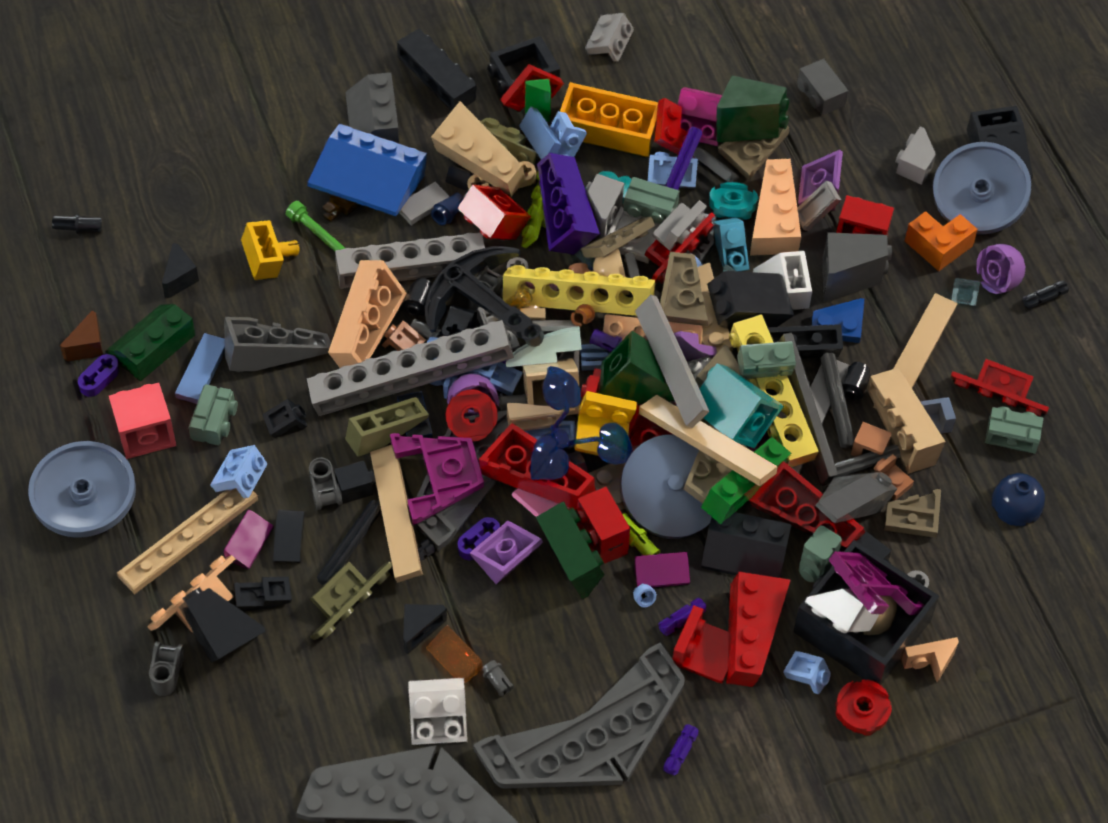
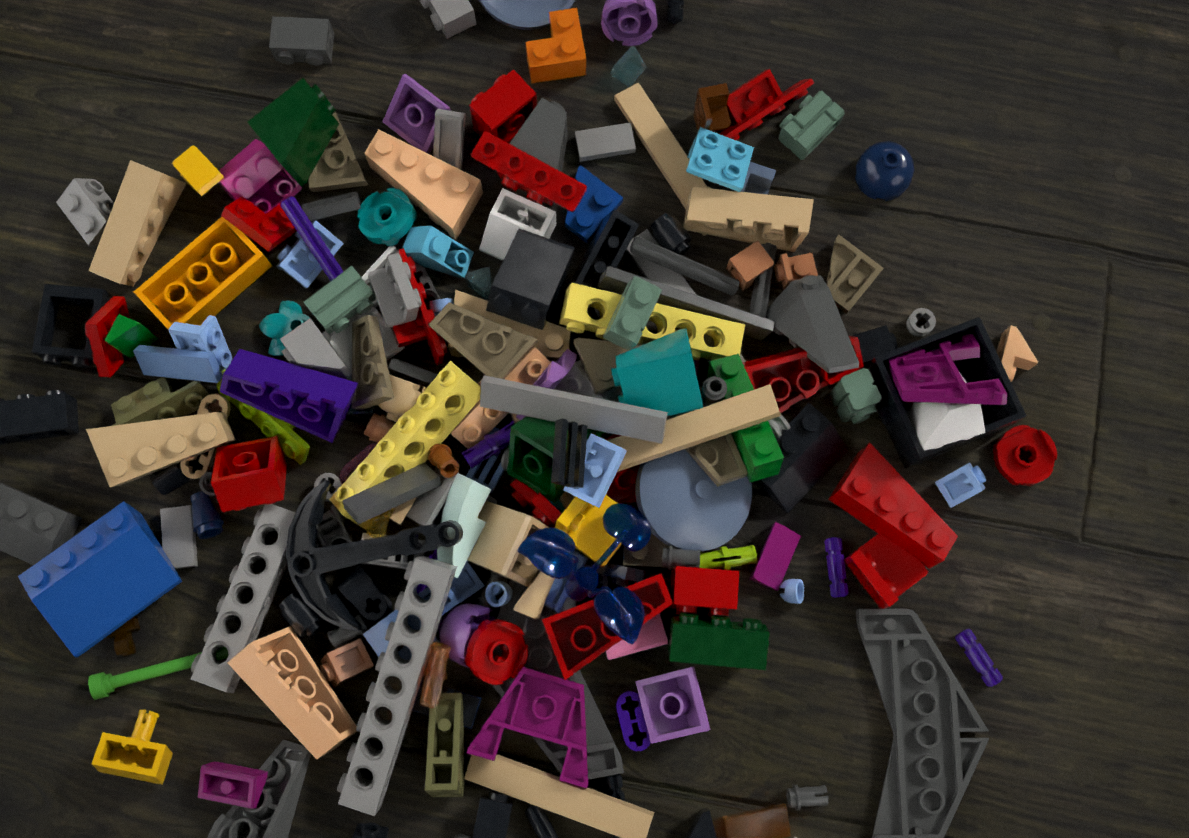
camera: 60 degrees left, 20 degrees up
(279, 315) = (231, 784): none -> magenta slope
(430, 386) = (434, 674): none -> clear orange axle
(512, 396) = (494, 590): none -> light blue hinge
(538, 295) = (391, 493): none -> dark grey tile
(615, 491) = (680, 557): none -> dark grey pin
(620, 62) = (135, 223): none -> tan wedge
(637, 393) = (601, 466): none -> light blue bracket
(654, 360) = (573, 454): none -> black tile
(680, 72) = (197, 170): none -> yellow slope
(750, 439) = (713, 390): none -> dark grey pin
(758, 505) = (778, 424): none -> light grey bush
(824, 255) = (528, 173): none -> red bracket
(895, 307) = (605, 142): none -> light grey tile
(932, 373) = (719, 159): none -> medium azure bracket
(968, 352) = (711, 108): none -> reddish brown panel

